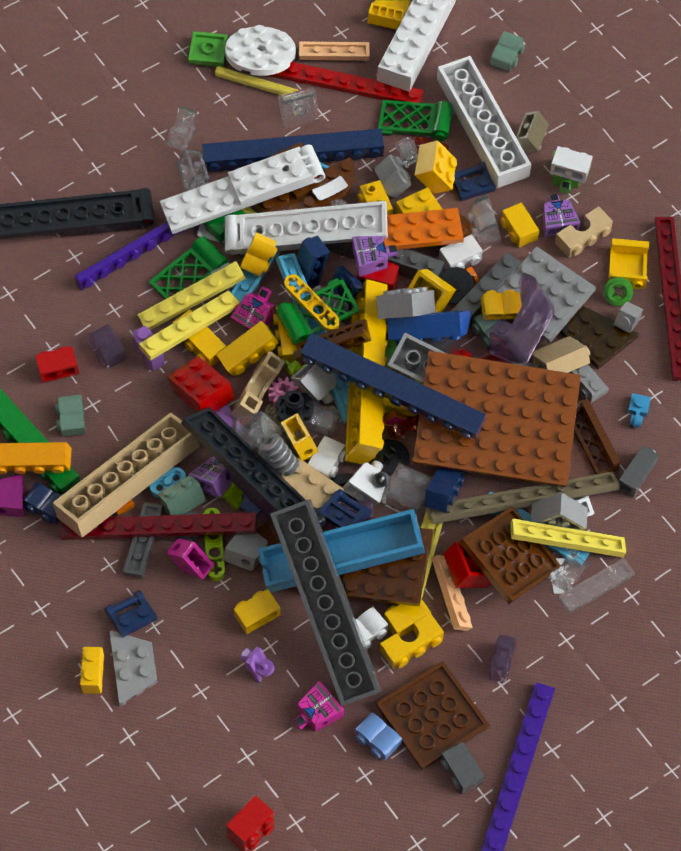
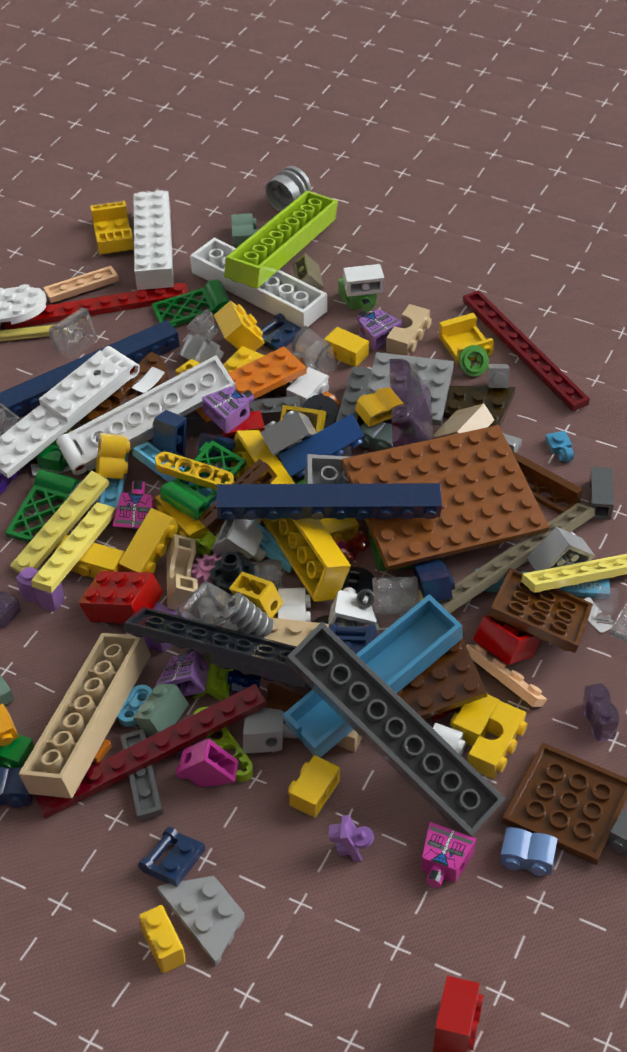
camera: 25 degrees left, 15 degrees down
(525, 86) = (280, 239): none -> lime brick
(571, 24) = (286, 187): none -> light grey wheel

